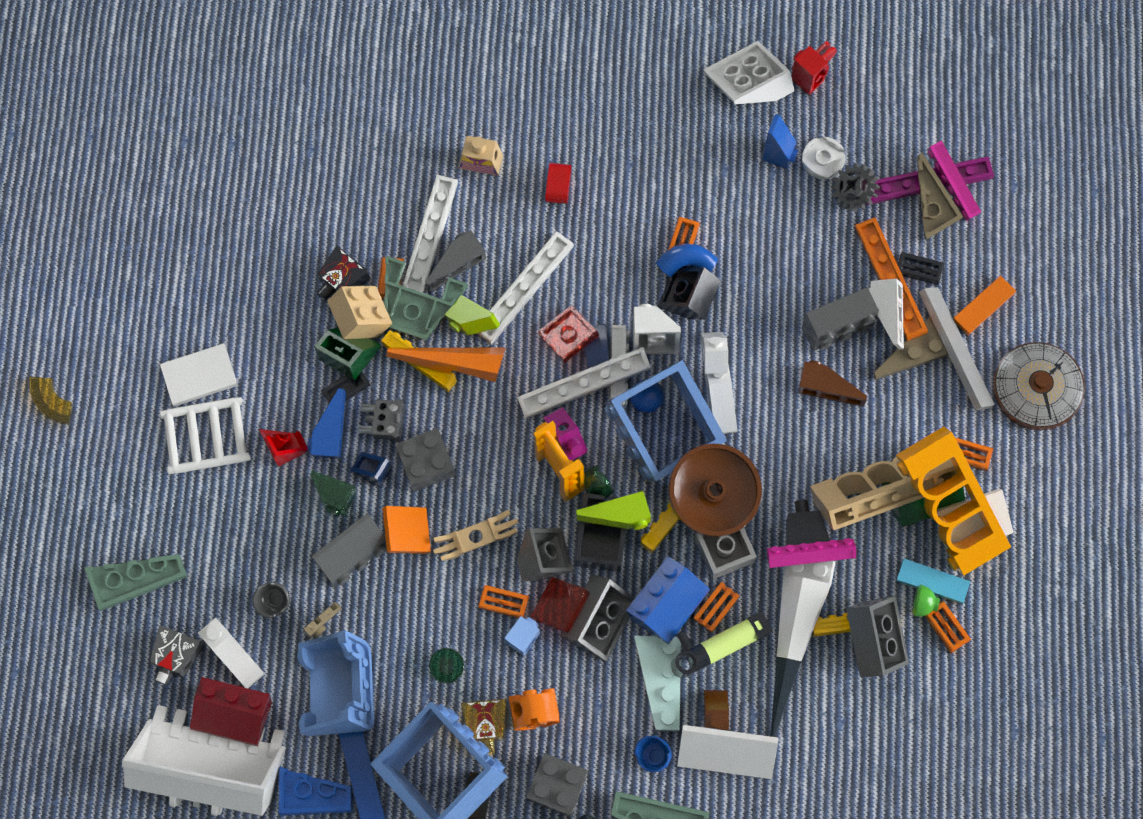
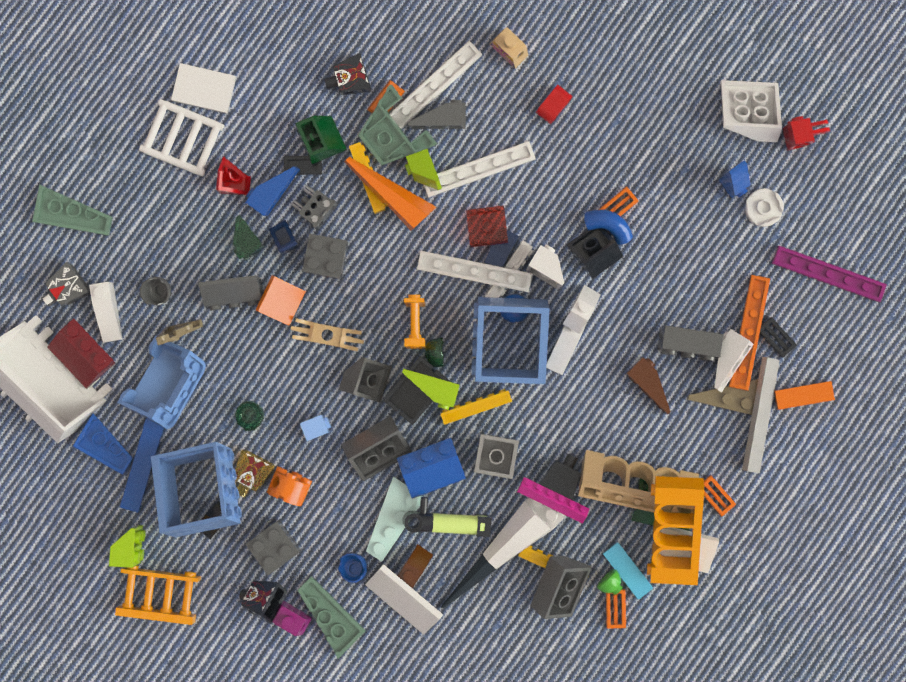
camera: 30 degrees right, 15 degrees up
(47, 400) = (84, 40): clear yellow tile -> none
(359, 312) = (344, 116): tan brick -> none
(484, 597) = (329, 405): orange tile -> none
(560, 604) = (354, 423): clear red tile -> none
(569, 439) = (434, 312): magenta torso -> none
(715, 490) = (512, 415): reddish brown dish -> none
(728, 592) = (479, 487): orange tile -> none
(845, 186) = (764, 242): dark grey gear -> none
(936, 204) = (822, 298): dark tan wing -> none
(954, 180) = (847, 288): dark pink piece -> none
(1038, 386) = (801, 479): light grey dish -> none

